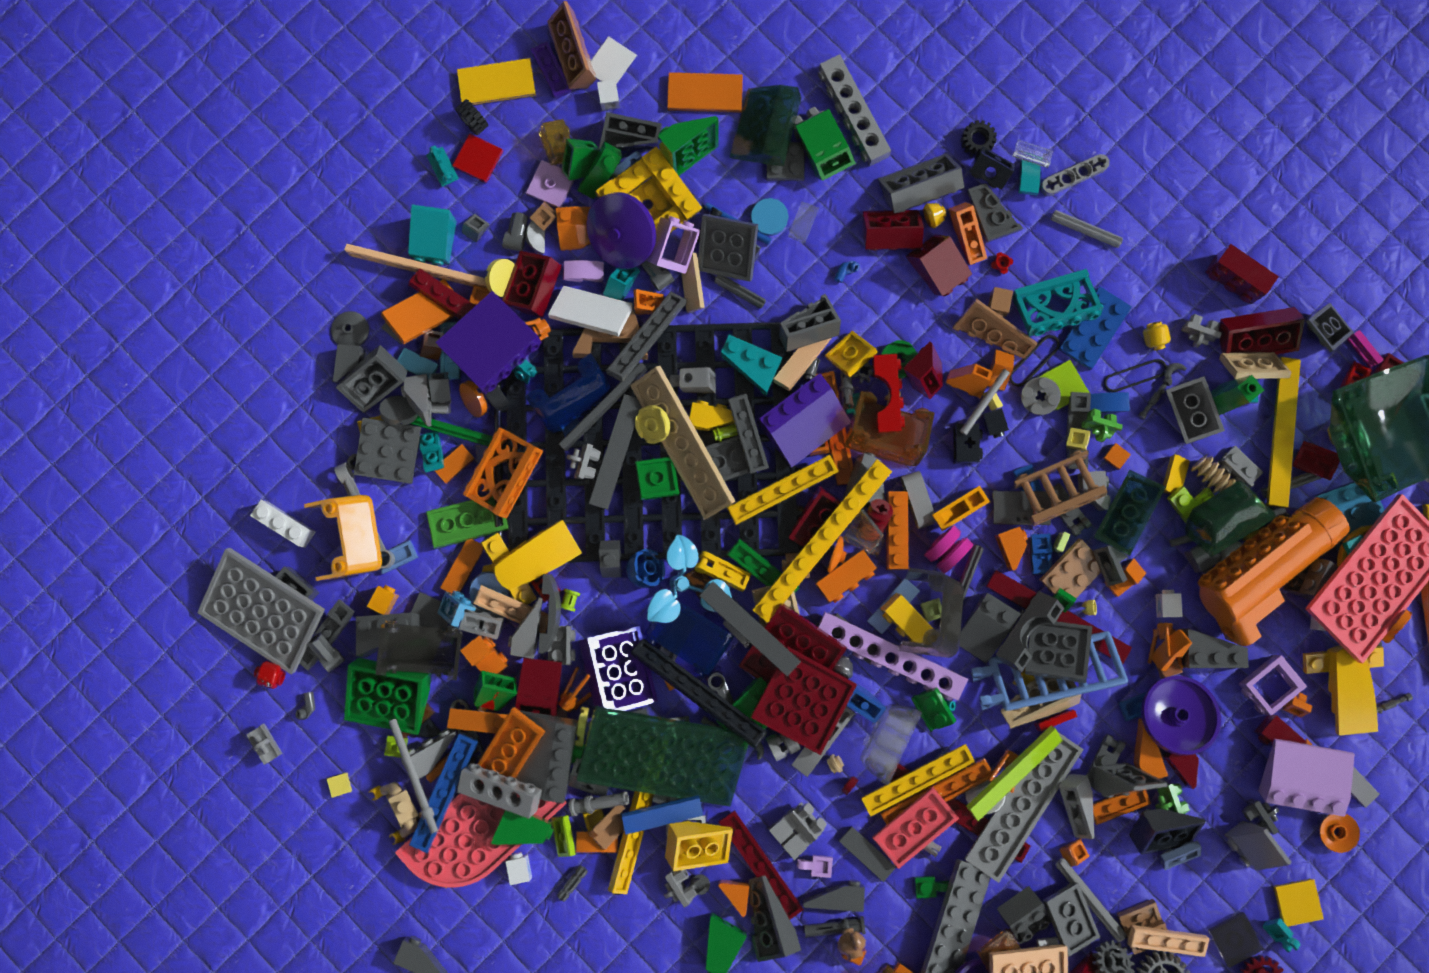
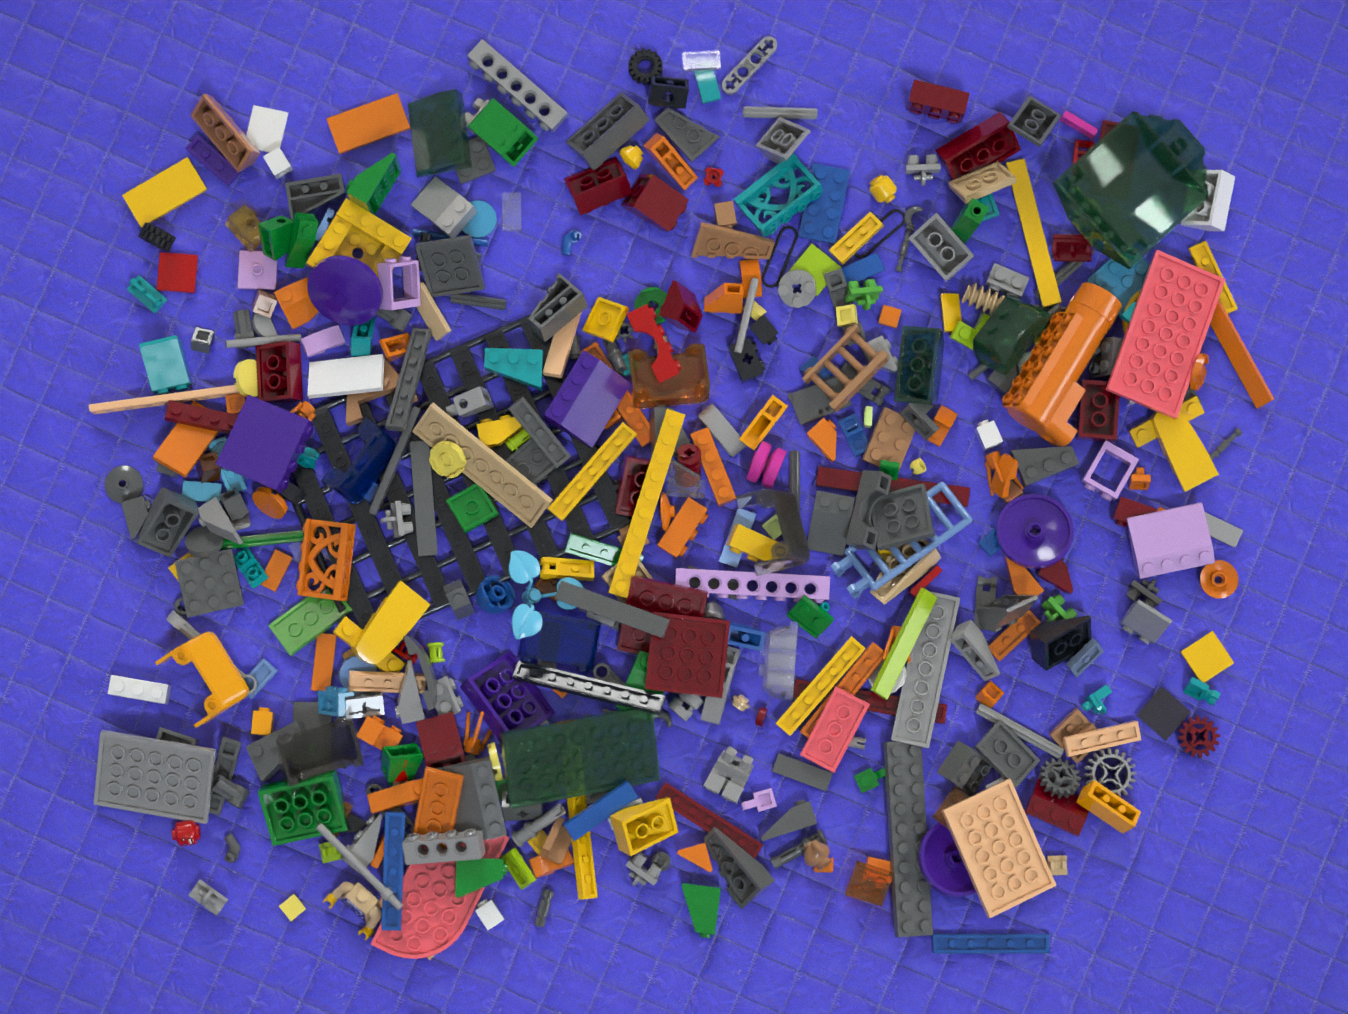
camera: 25 degrees left, 0 degrees up
(527, 248) = (262, 340): none -> light grey bar
(743, 193) = (444, 207): none -> light grey slope
(1082, 252) = (782, 140): none -> light grey slope
(1114, 371) = (856, 238): none -> yellow plate
(1175, 899) = (1094, 701): none -> teal piece
(1285, 627) = (1097, 413): none -> dark red brick

